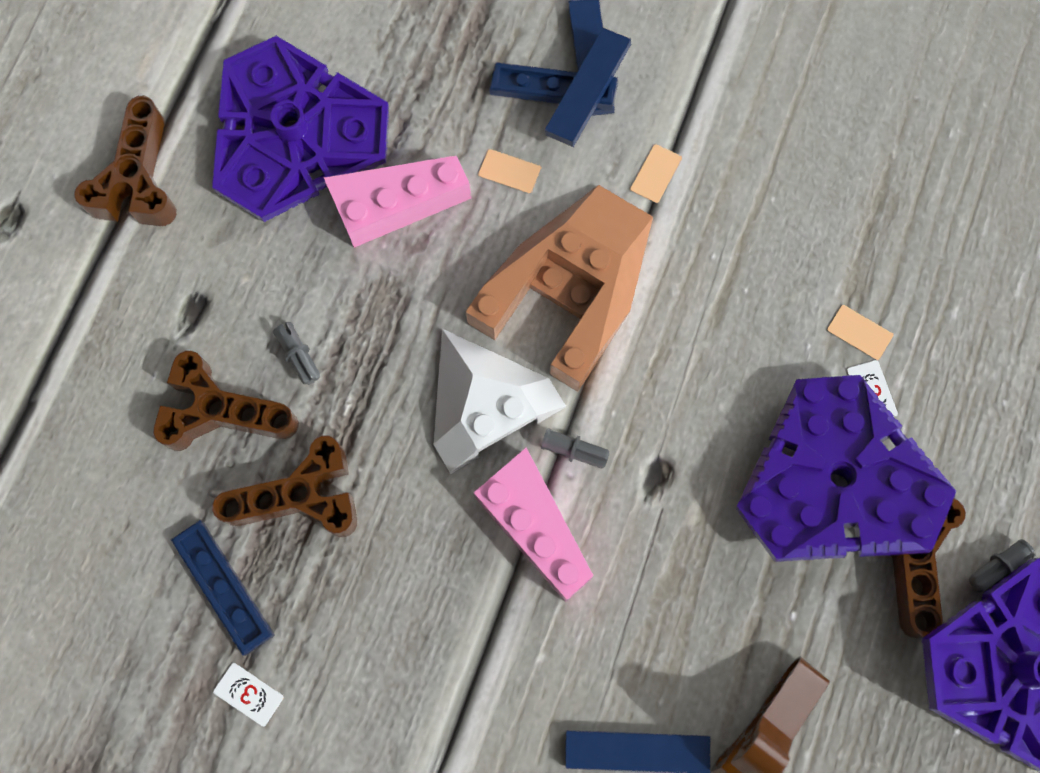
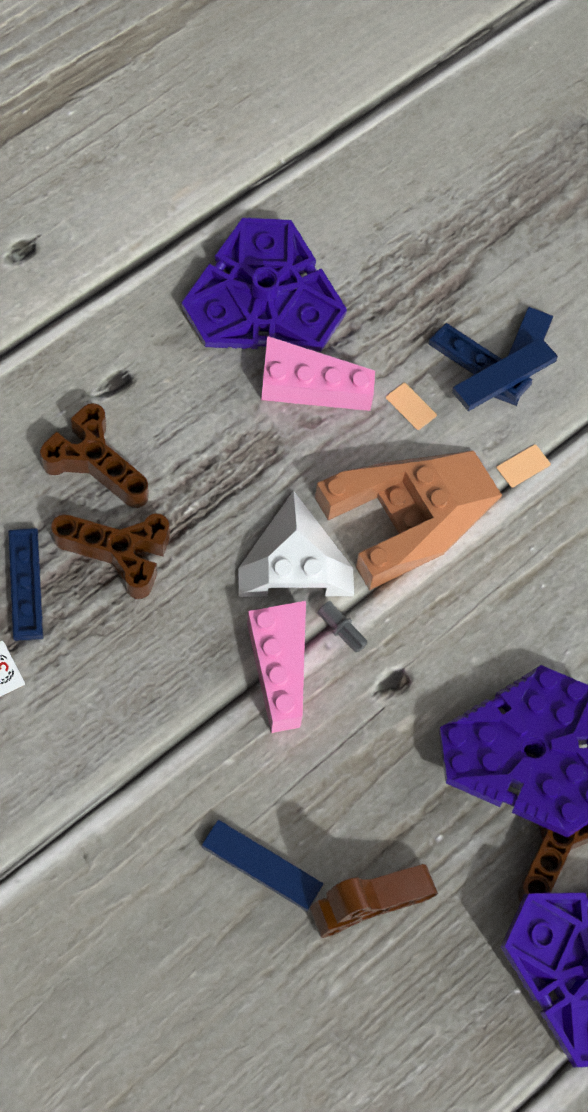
camera: 20 degrees right, 10 degrees down
(106, 191) = (102, 266): reddish brown beam -> none
(297, 353) = (175, 450): dark grey axle -> none

